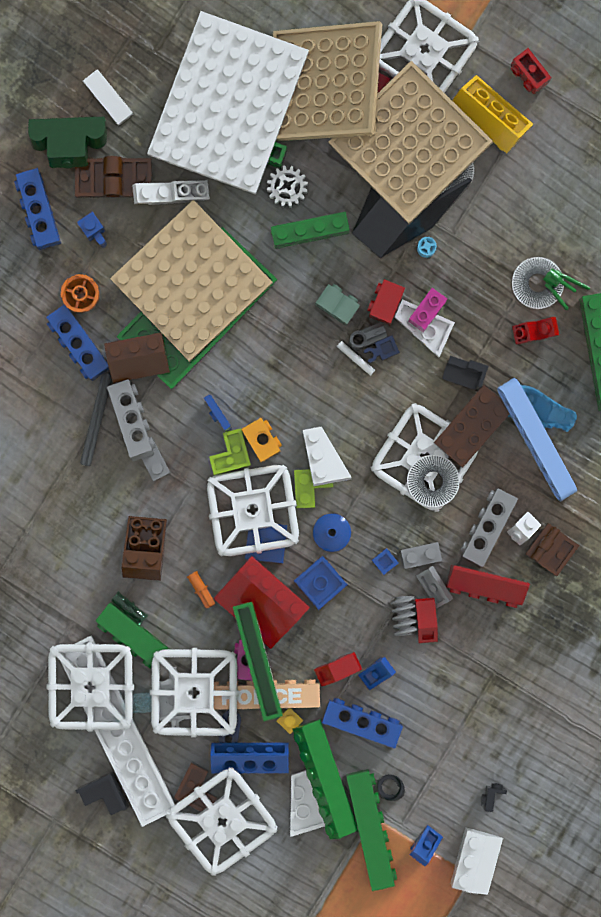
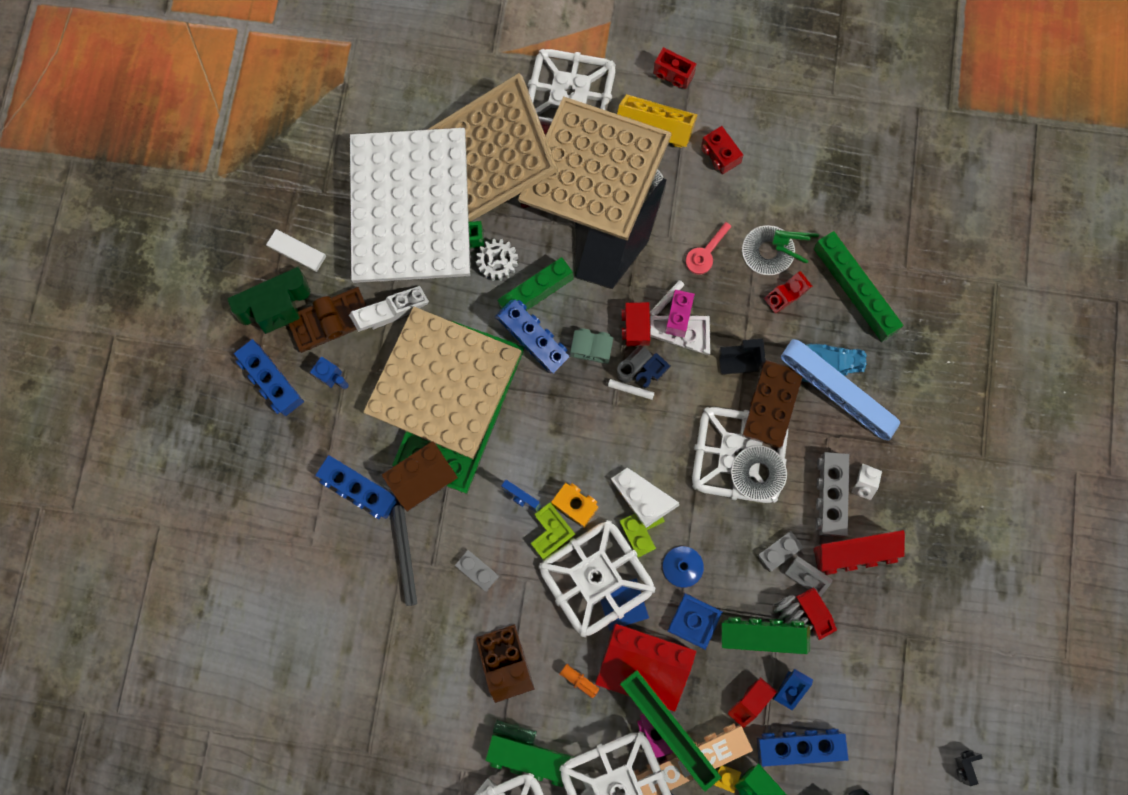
camera: 20 degrees left, 10 degrees down
(80, 293) = (339, 438): orange cylinder -> none
(118, 393) = (455, 566): light grey brick -> none
(287, 273) = (532, 336): none -> blue brick
(373, 620) = (766, 636): none -> green brick
(385, 561) = (748, 572): blue plate -> none
(424, 289) = (666, 299): none -> white piece
(428, 244) = (651, 255): medium azure wheel -> none
(471, 265) = (700, 259): none -> coral piece
(538, 170) = (721, 150): none -> red brick
(552, 549) = (904, 490): reddish brown plate -> none

